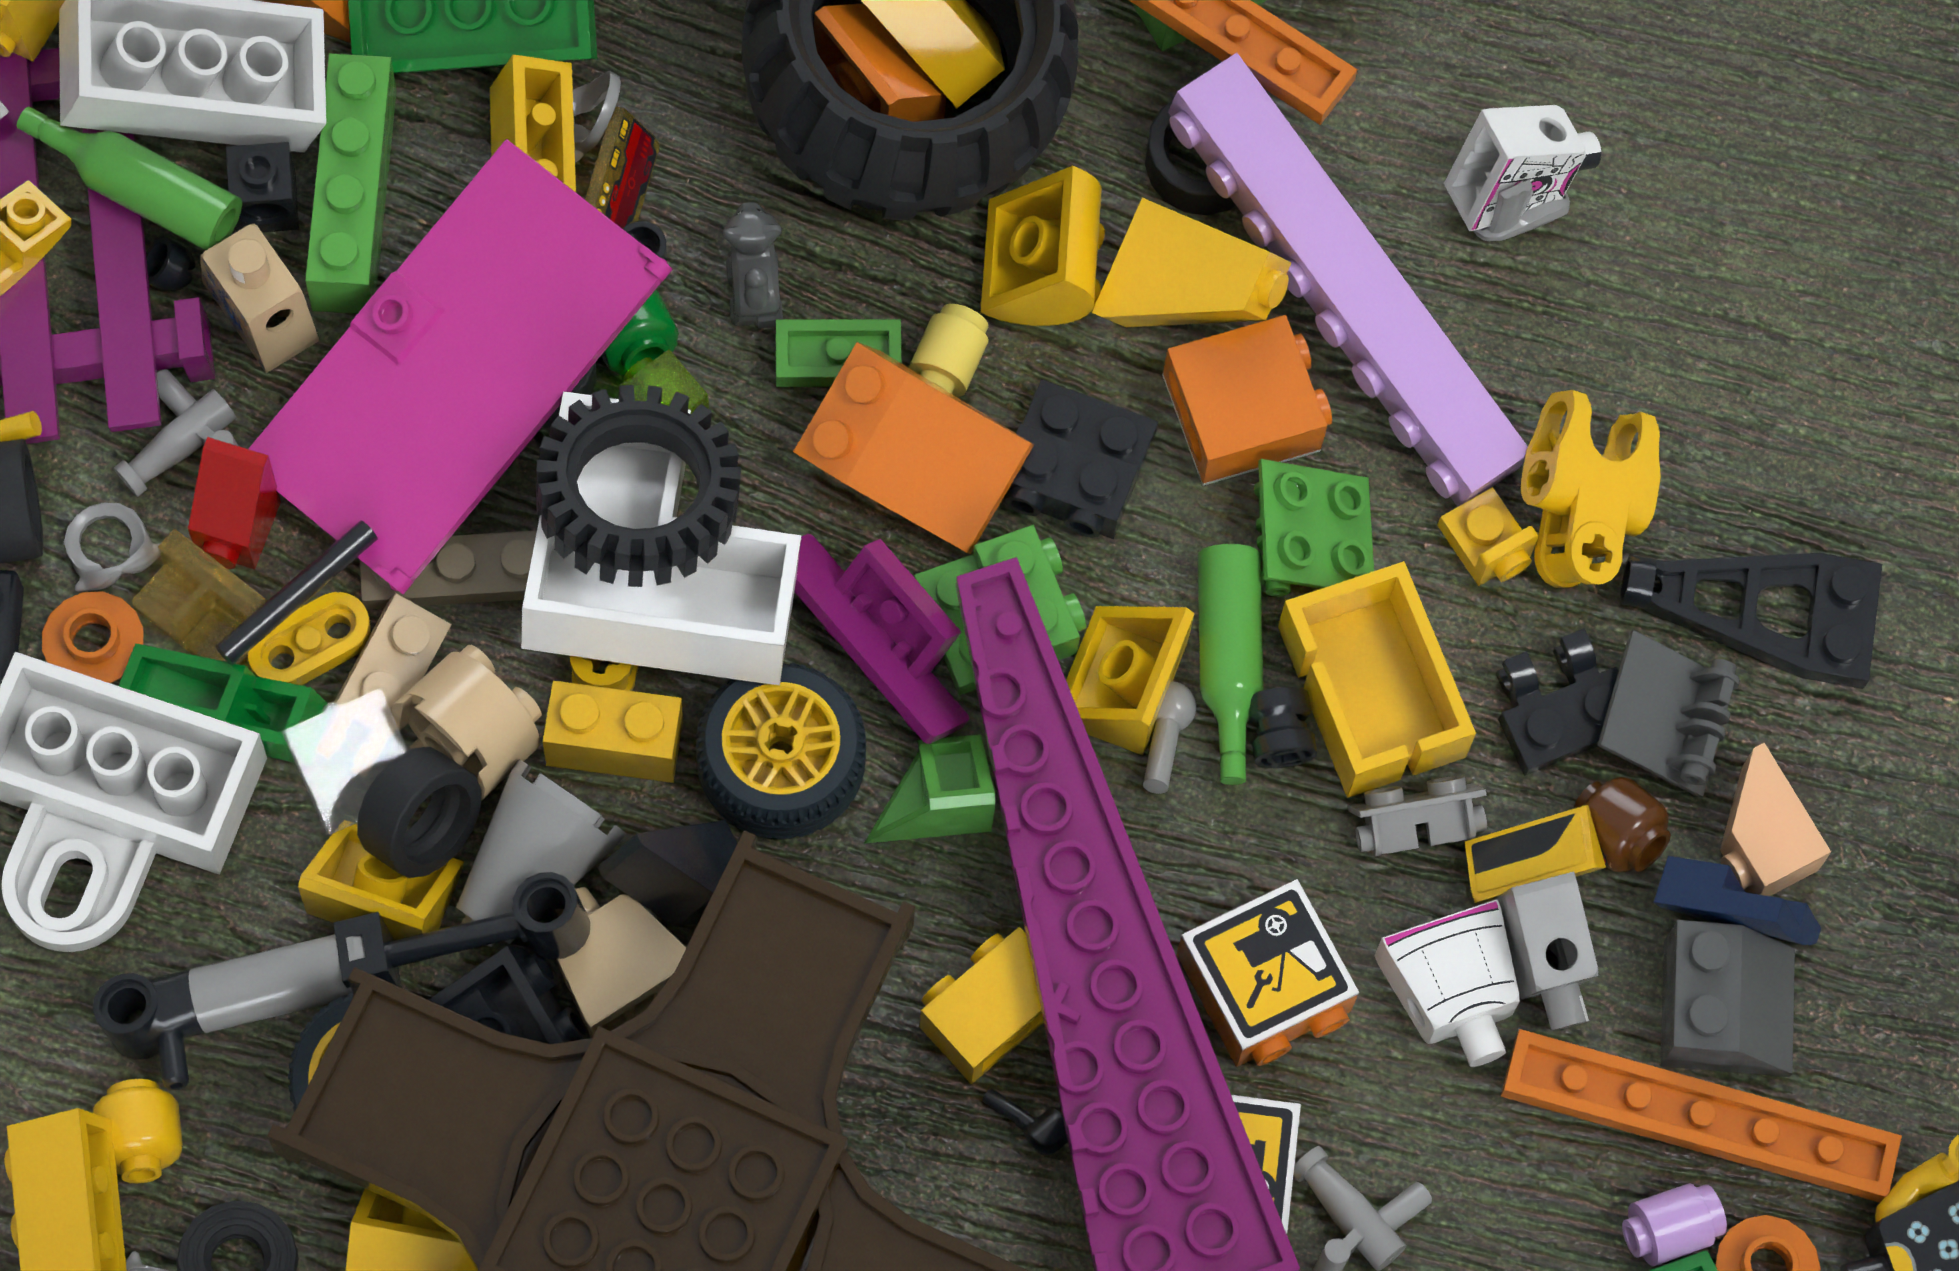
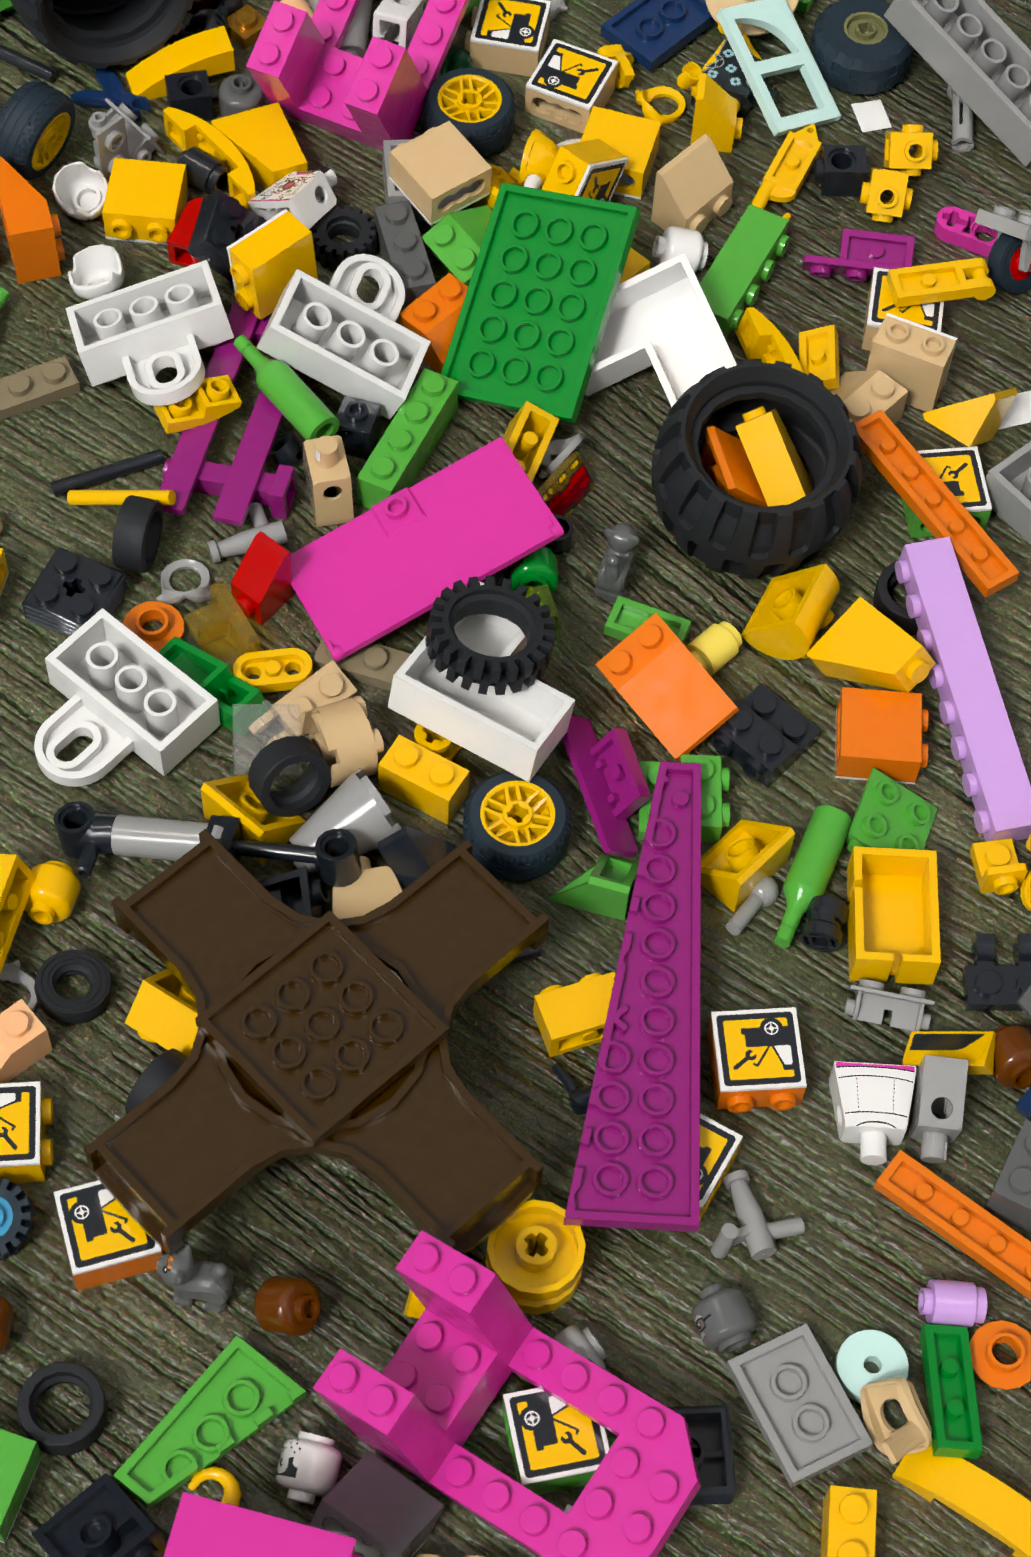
camera: 25 degrees right, 10 degrees down
(296, 592) = (274, 636): black bar -> none

